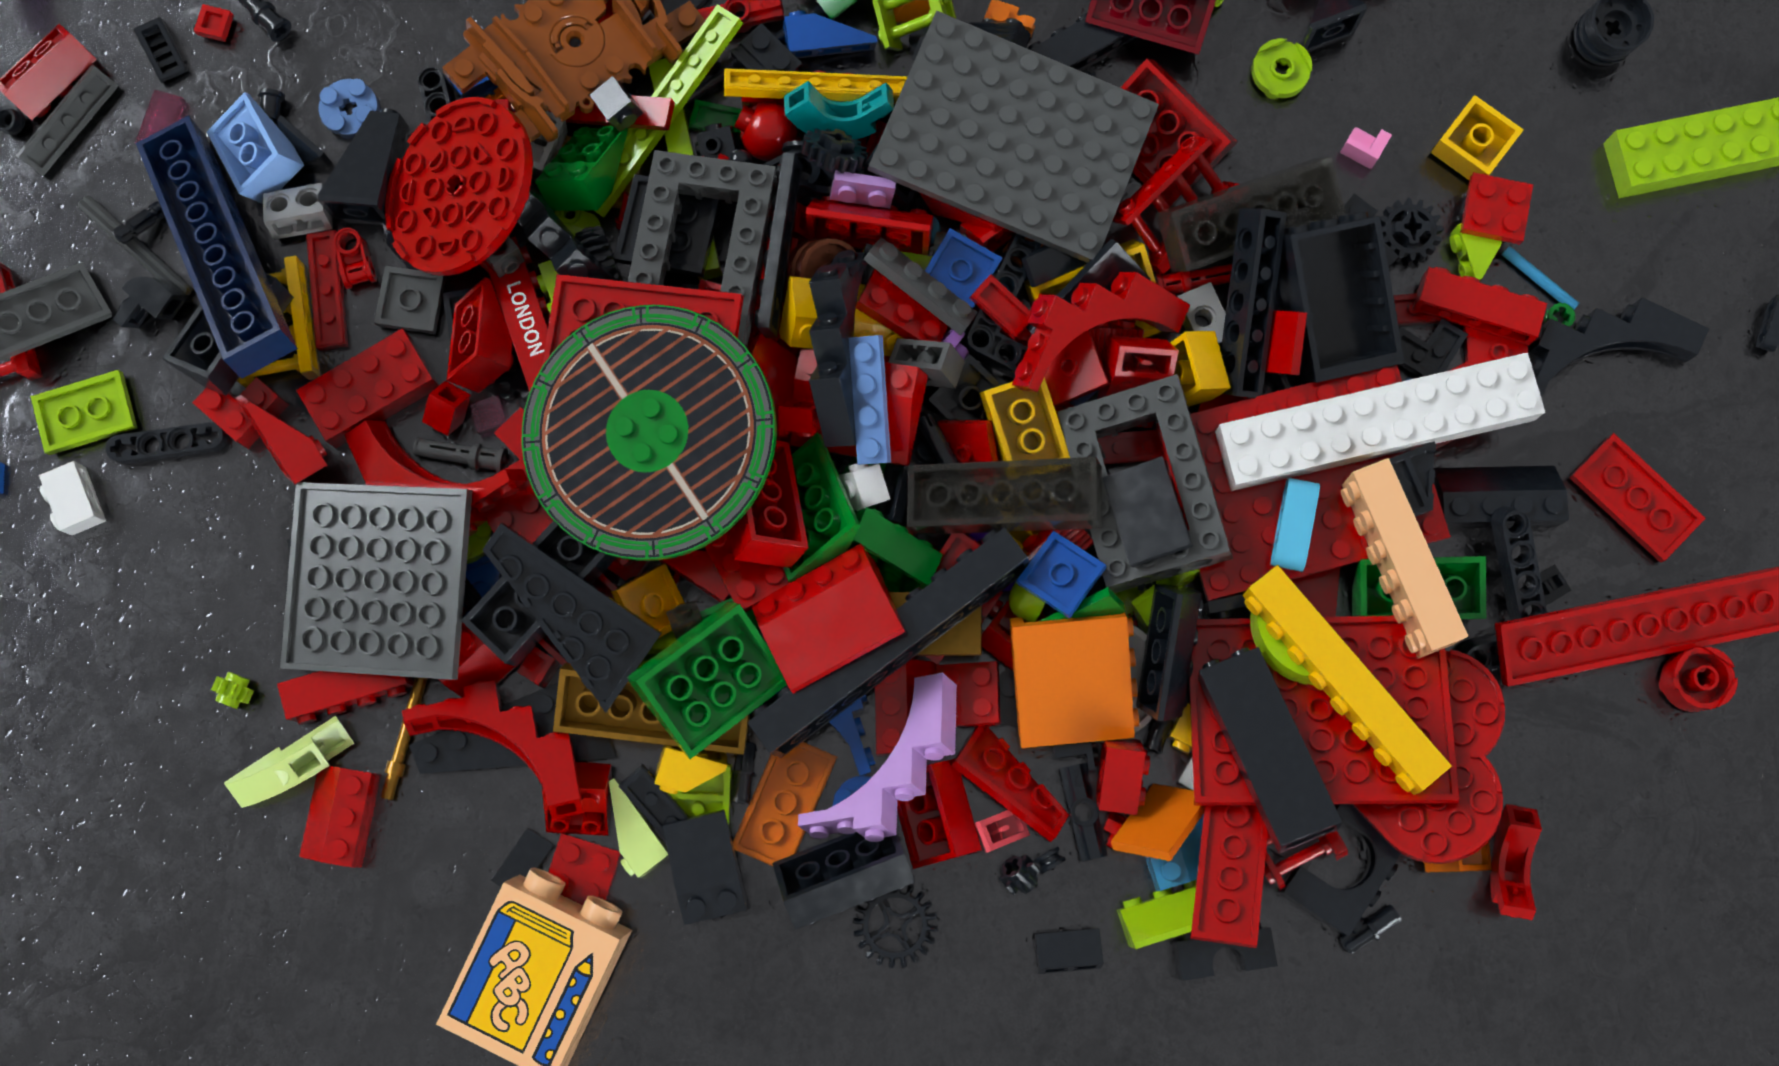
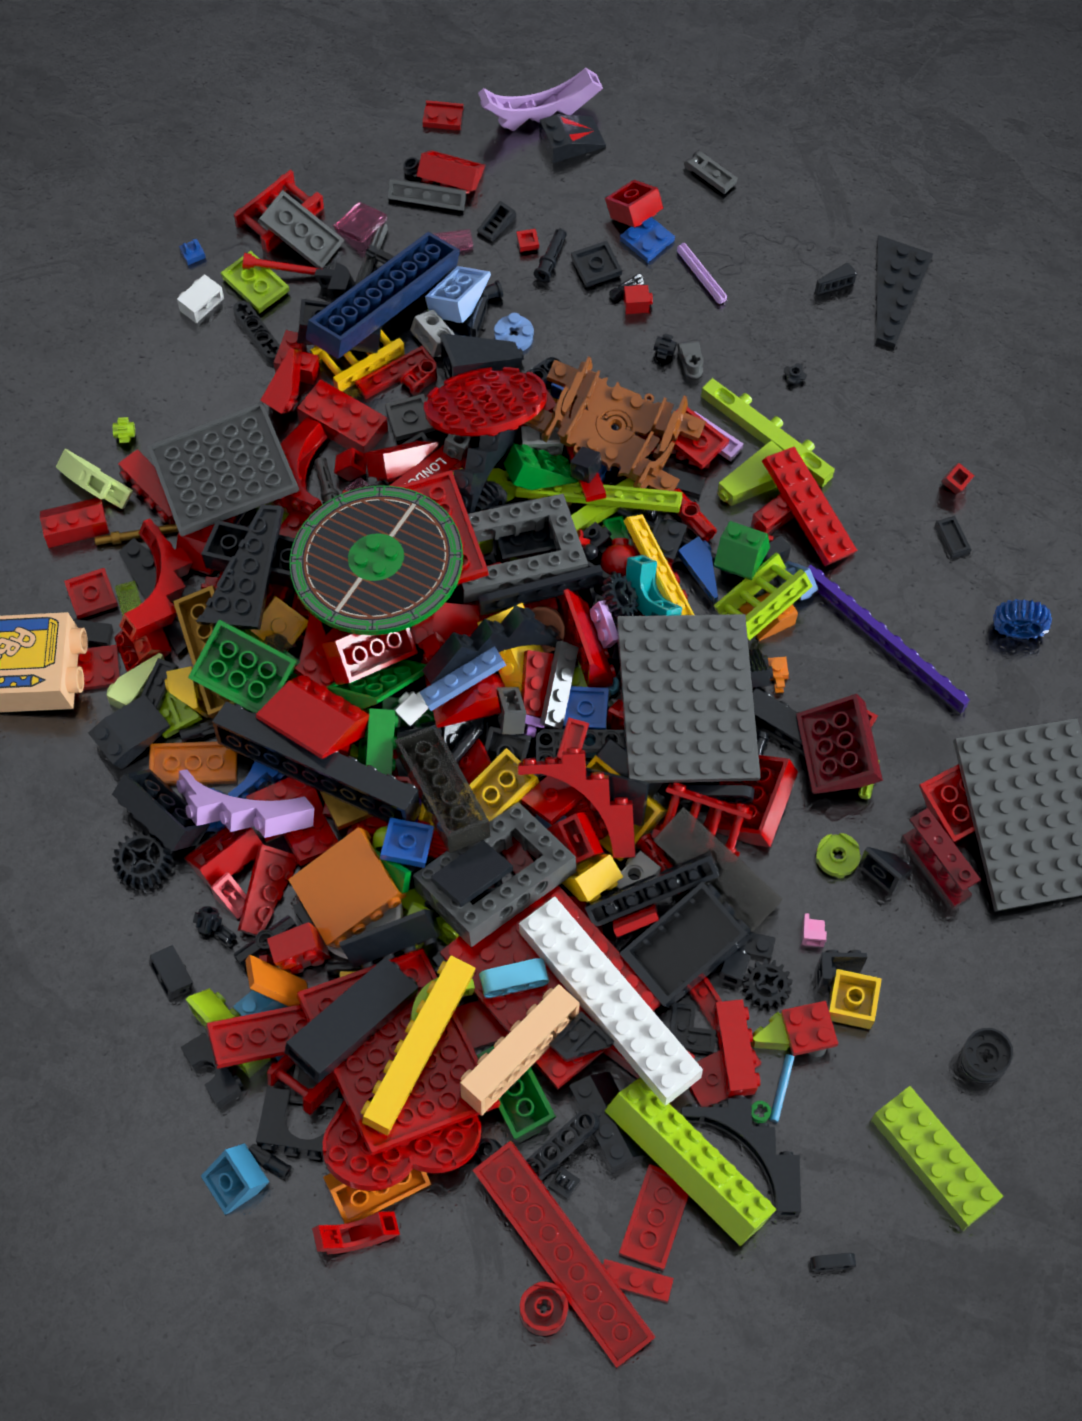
camera: 60 degrees right, 15 degrees down
(52, 403) = (250, 261): none -> red piece
(64, 228) = (360, 222): none -> clear pink tile
(466, 837) = (91, 593): none -> red plate
(503, 789) = (127, 596): none -> clear neon green tile
(1150, 160) = (725, 793): none -> black beam
(1378, 981) = (234, 1178): none -> dark azure slope
(1427, 153) = (832, 960): none -> black bracket
(1600, 424) = (691, 1161): none -> lime brick
(1701, 553) = (640, 1281): none -> red plate

